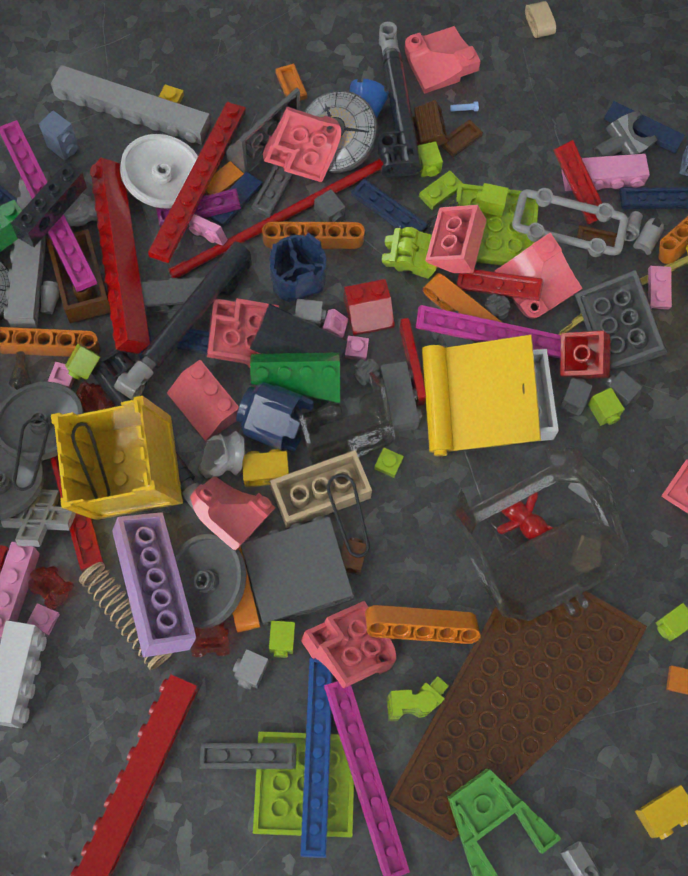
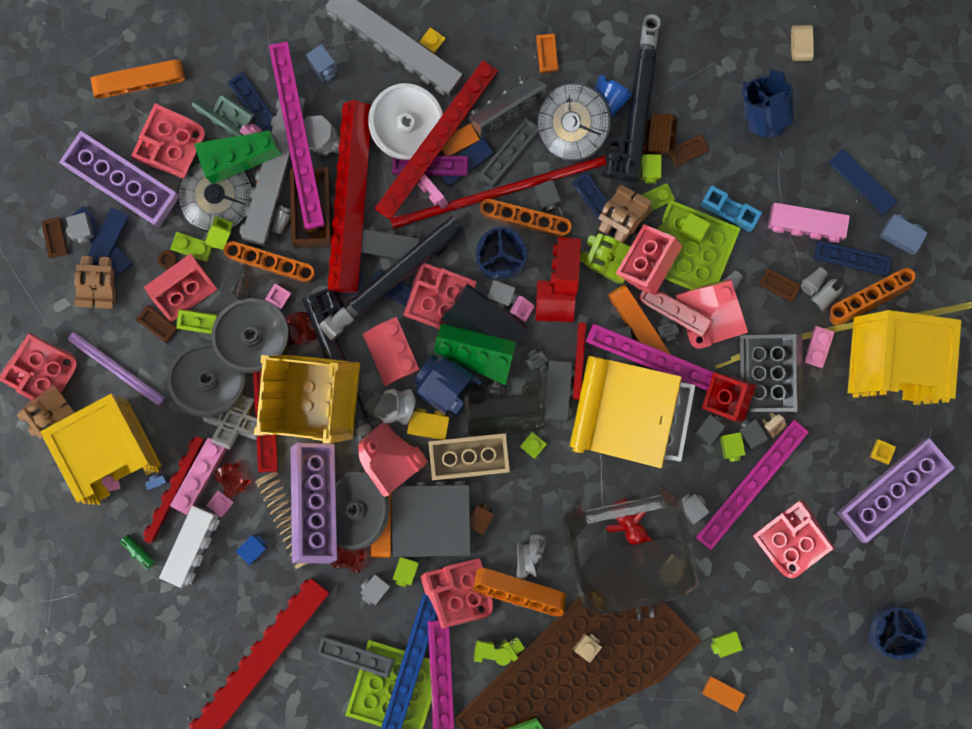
camera: 15 degrees right, 15 degrees up
(40, 455) = (228, 364): black piece -> none
(49, 205) = (299, 143): black brick -> none
(81, 362) = (296, 293): lime brick -> none
(92, 660) = (252, 549): none -> blue brick
(97, 455) = (292, 392): black piece -> none
(303, 144) = (538, 133): coral slope -> none
(356, 348) = (535, 334): bright pink plate -> none
(360, 514) = (475, 487): black piece -> none
(371, 264) = (566, 265): none -> red brick
(416, 202) = (624, 213): none -> medium nougat hips
(422, 580) = (530, 556): none -> light grey piece
(440, 58) = (694, 61): coral slope -> none
(464, 107) = (710, 121): light blue piece -> none
(510, 176) = (738, 214): none -> dark azure arch
(521, 666) = (587, 647): none -> tan brick
(529, 70) = (768, 104): none -> dark blue piece
(578, 177) = (779, 230): red tile -> none
(603, 212) = (790, 264): light grey bar -> none
(623, 138) = (836, 194): dark grey connector -> none
(643, 438) = (752, 484): none -> dark pink plate
(644, 374) = (774, 426): none -> tan tile

